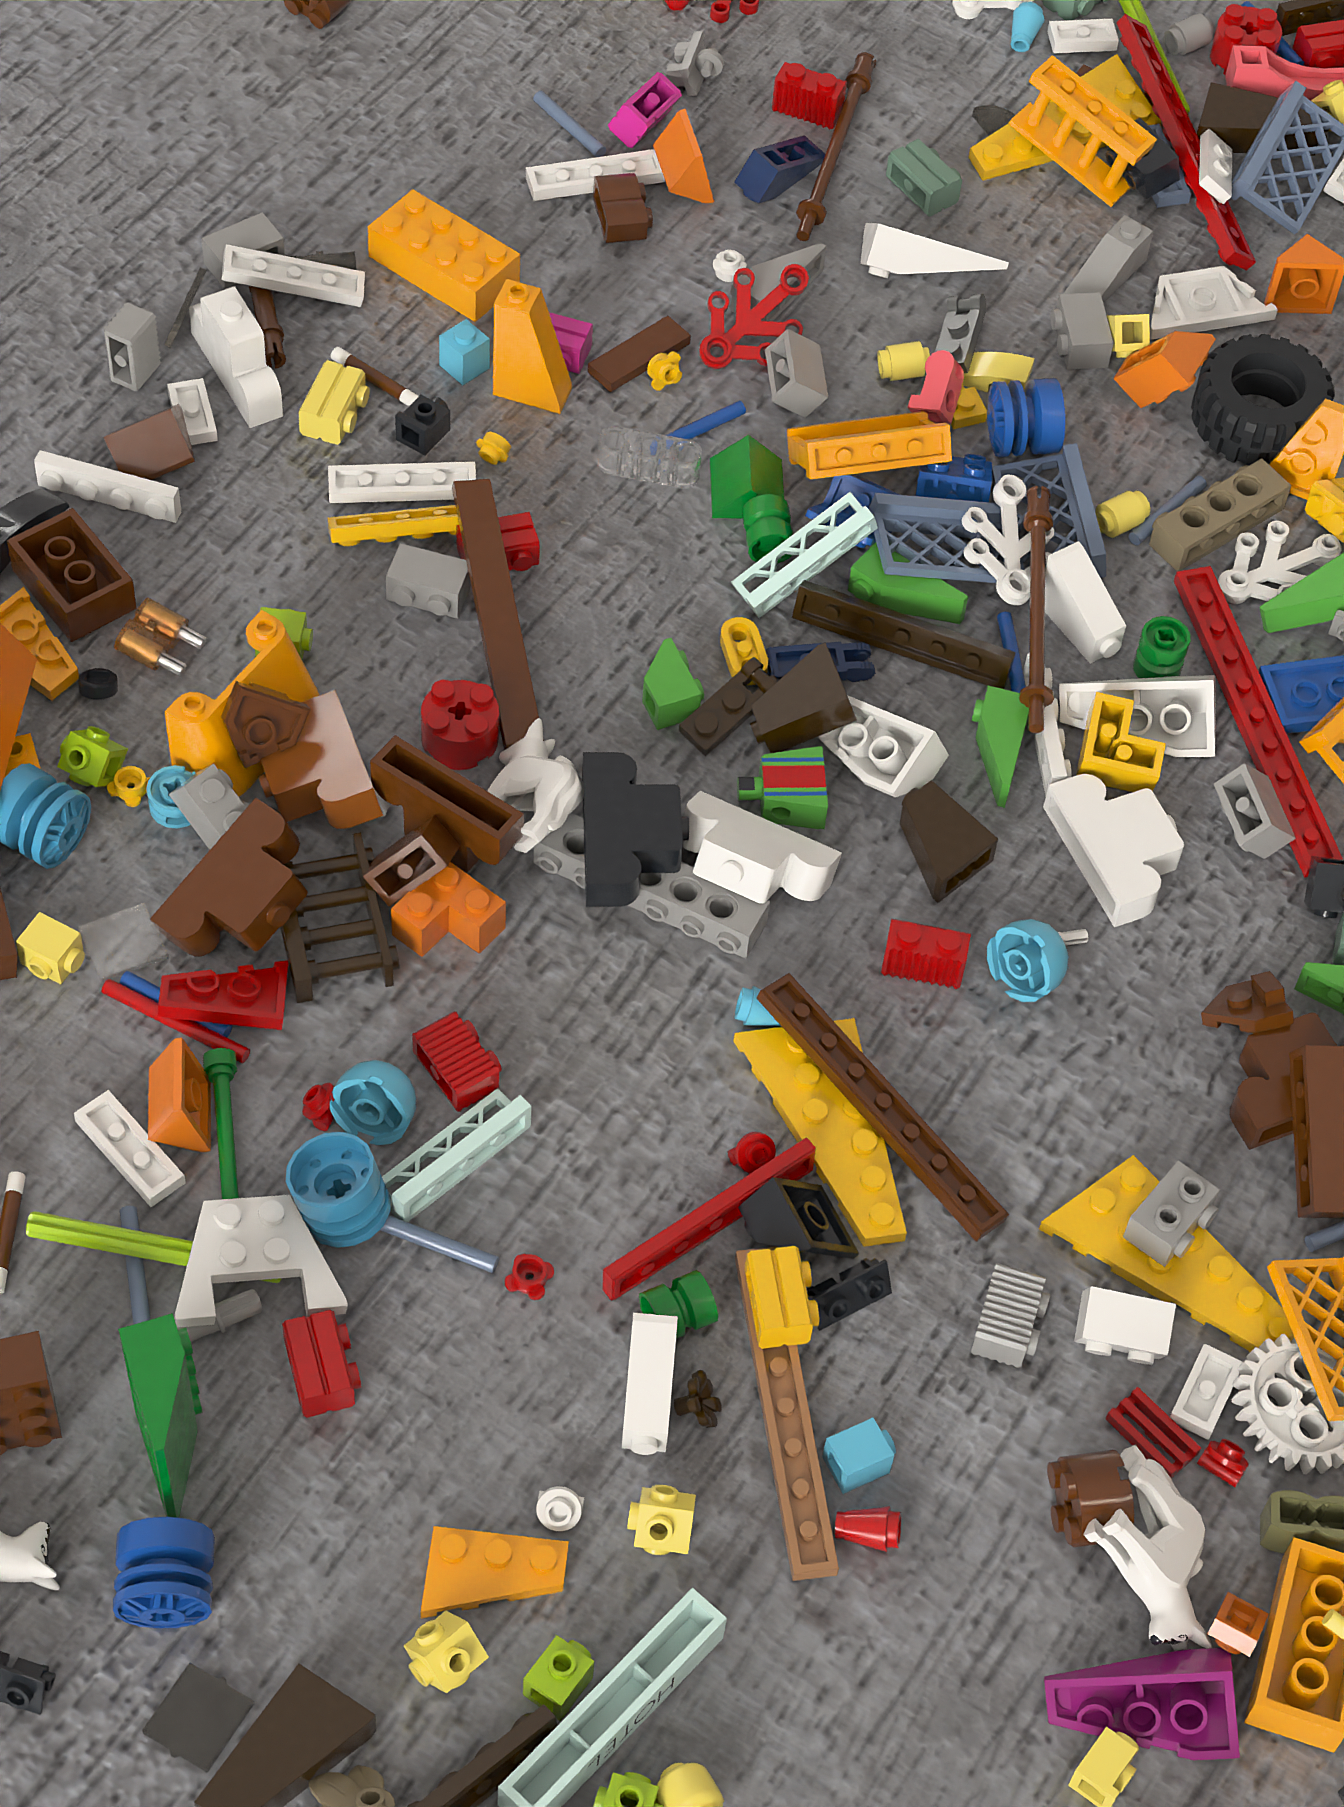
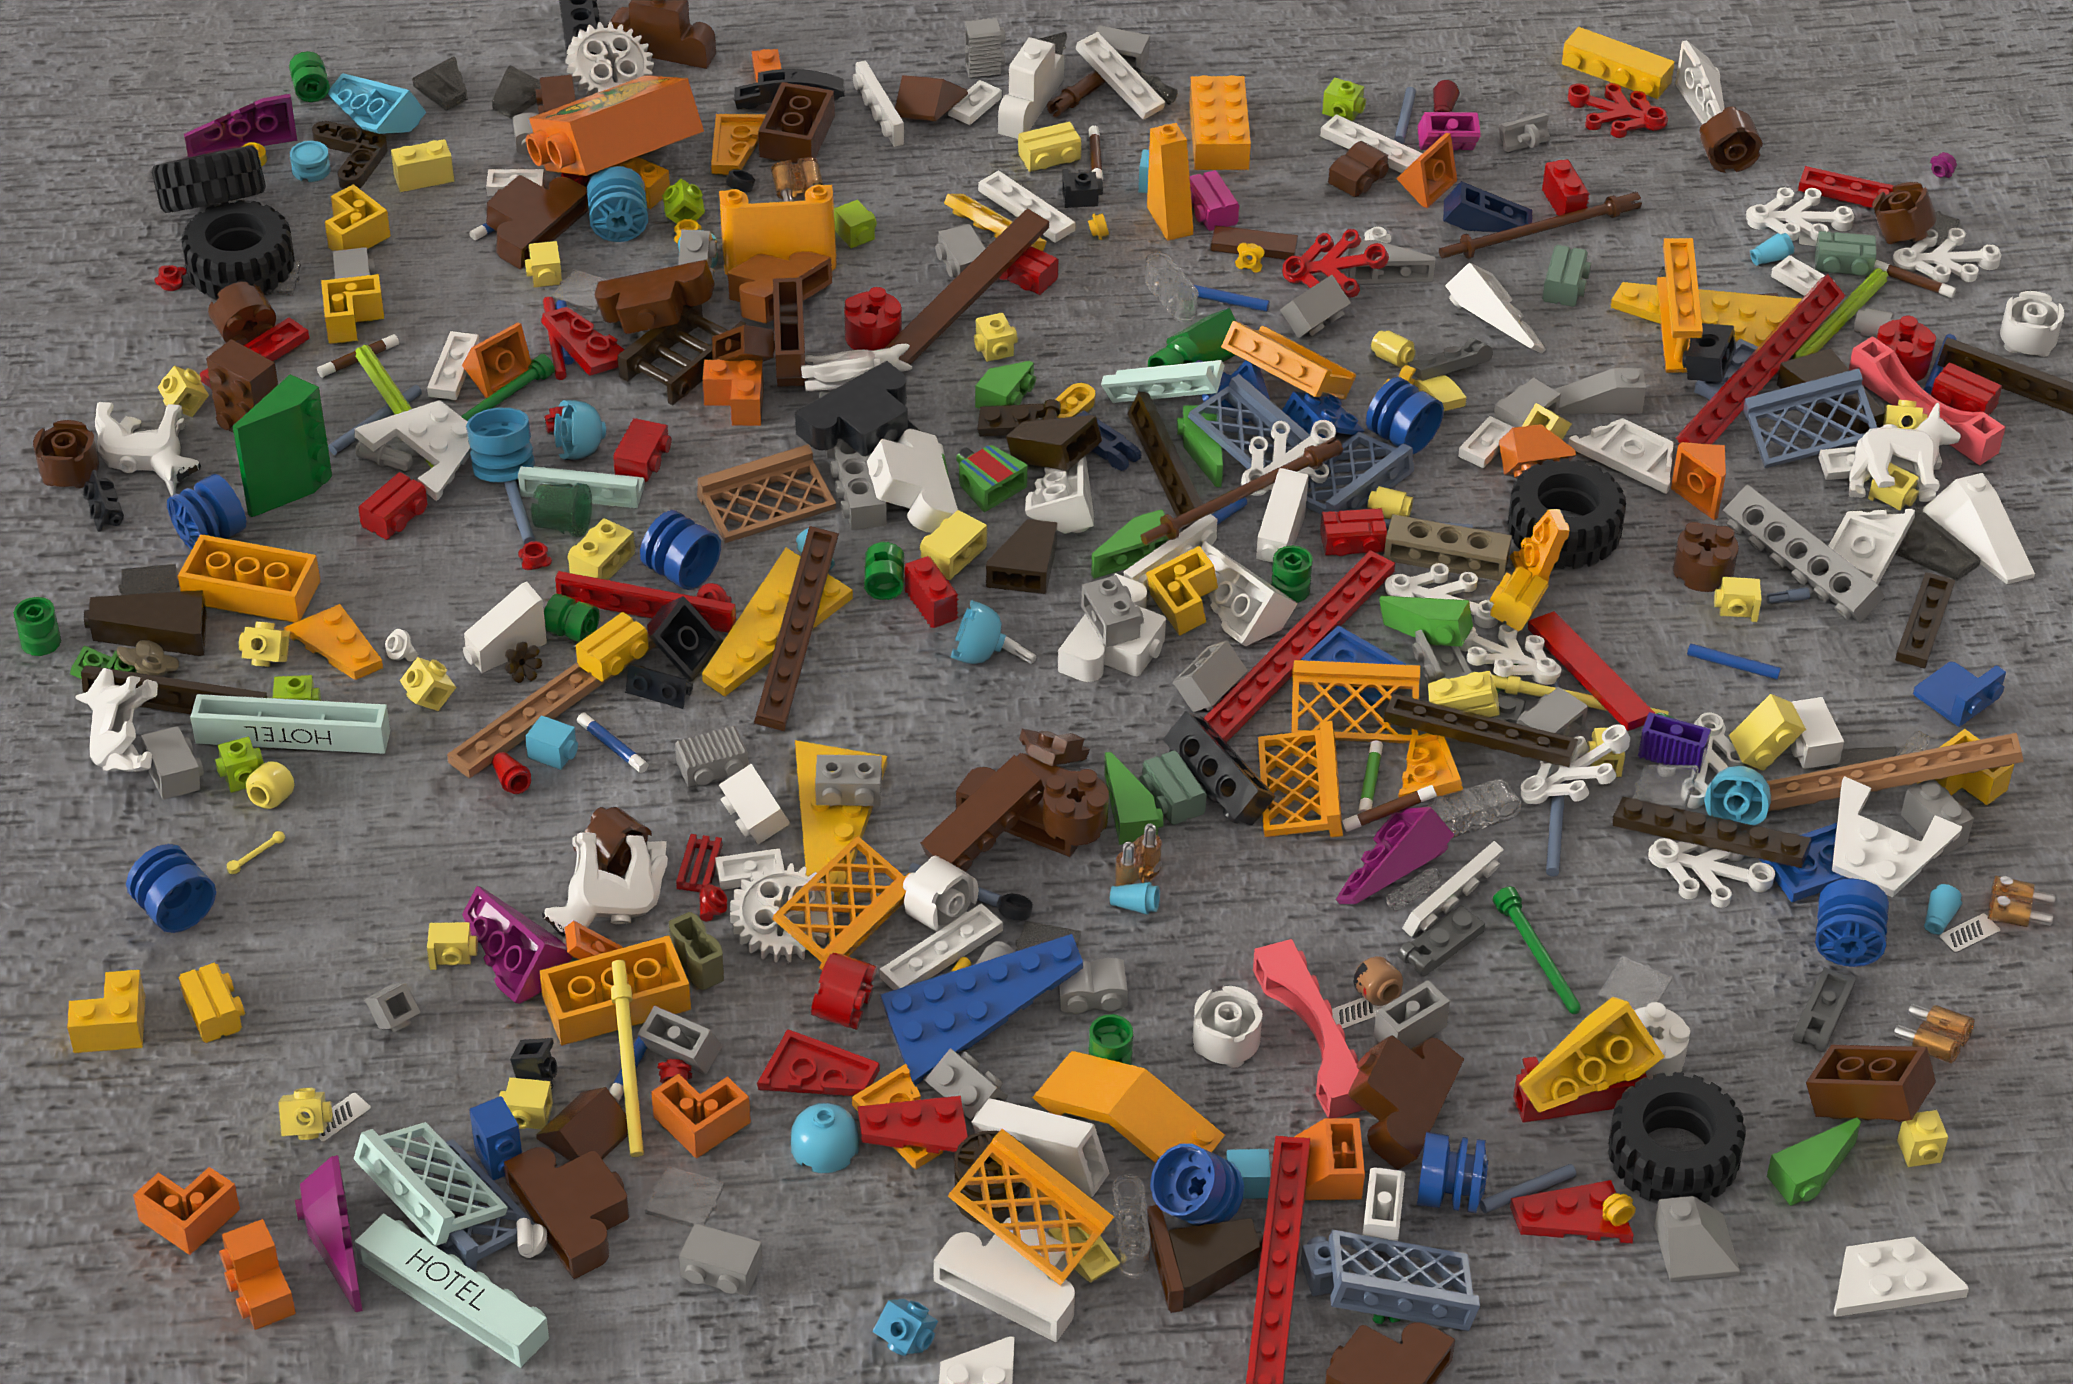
camera: 55 degrees right, 10 degrees down
(262, 721) = (763, 233): reddish brown plate -> none
(316, 1597) = (251, 578): none -> light orange brick
(494, 1198) = (563, 508): none -> clear green piece
(514, 147) = (1343, 99): none -> lime brick
(584, 82) = (1445, 96): none -> dark red cone
(590, 642) = (995, 337): none -> light yellow brick
(591, 1209) = (602, 551): none -> light yellow brick
(600, 995) = (757, 477): none -> medium nougat fence
(676, 1130) = (680, 549): none -> blue wheel
(857, 970) = (884, 571): none -> green wheel
(874, 886) = (955, 543): none -> light yellow brick
(895, 1394) = (612, 742): none -> blue bar
(940, 388) = (1381, 368): coral leg -> none
(1096, 388) = (1484, 442): none -> white plate
(1121, 824) = (1111, 611): none -> light grey brick
(1138, 565) = (1353, 531): none -> red brick
(1215, 166) = (1735, 389): white plate -> none

